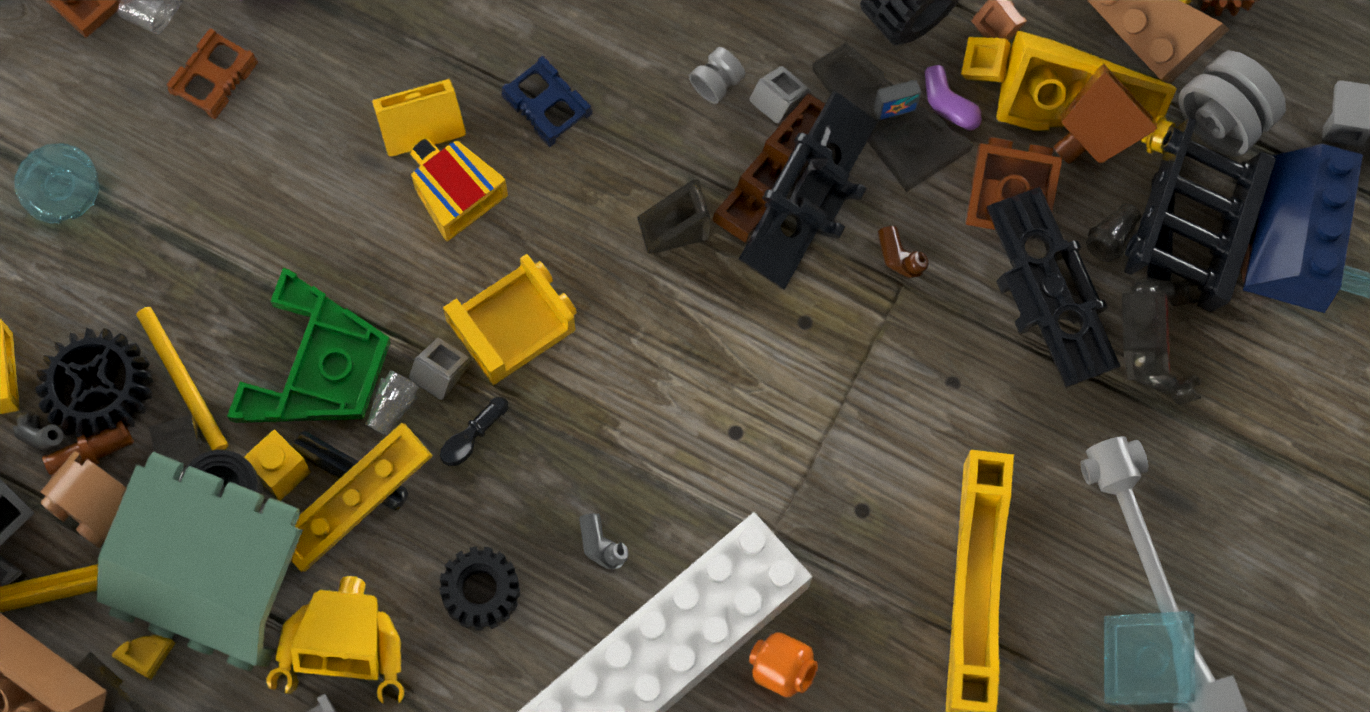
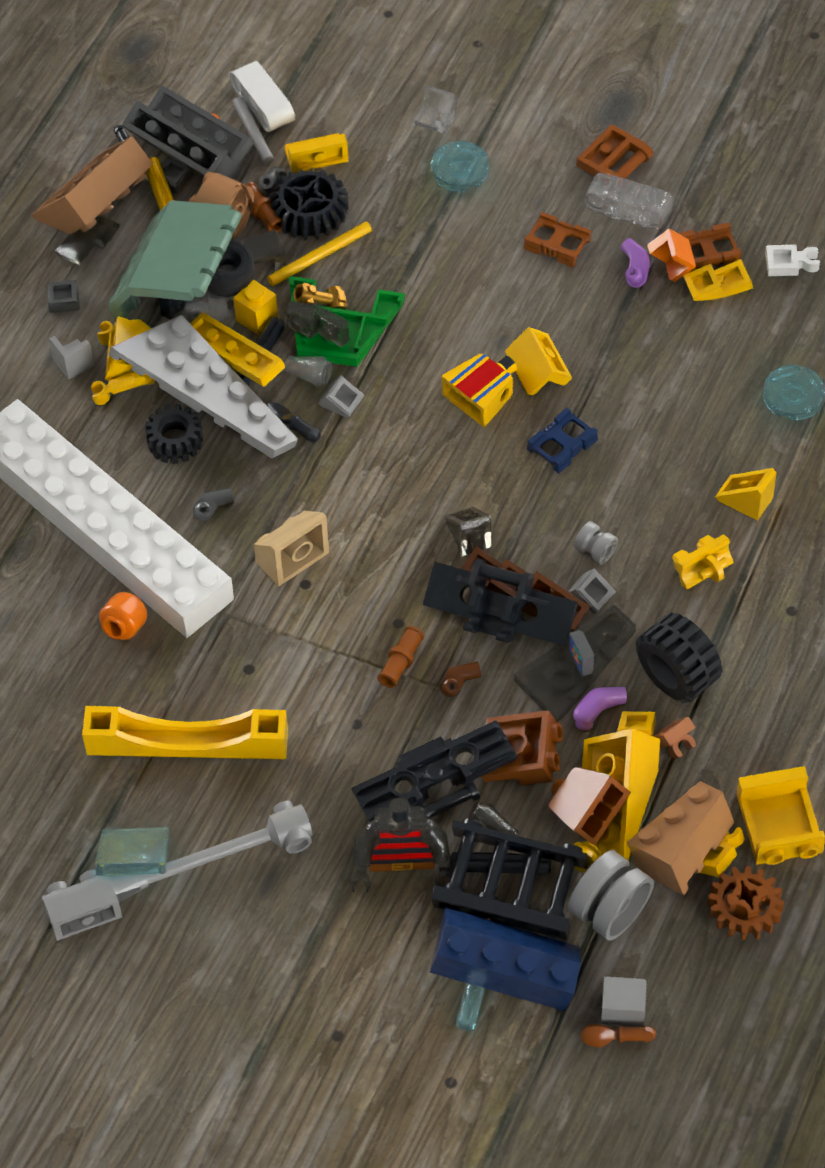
camera: 90 degrees right, 15 degrees down
(144, 654) = (120, 257): yellow tile -> none
(274, 363) = (332, 297): none -> pearl gold bar
(324, 390) = (313, 319): none -> clear smoke slope
(401, 546) = (204, 381): none -> light grey wing
(512, 320) = (377, 431): yellow panel -> none
(692, 436) = (293, 546): none -> tan slope
(867, 318) = (400, 657): none -> dark orange pin

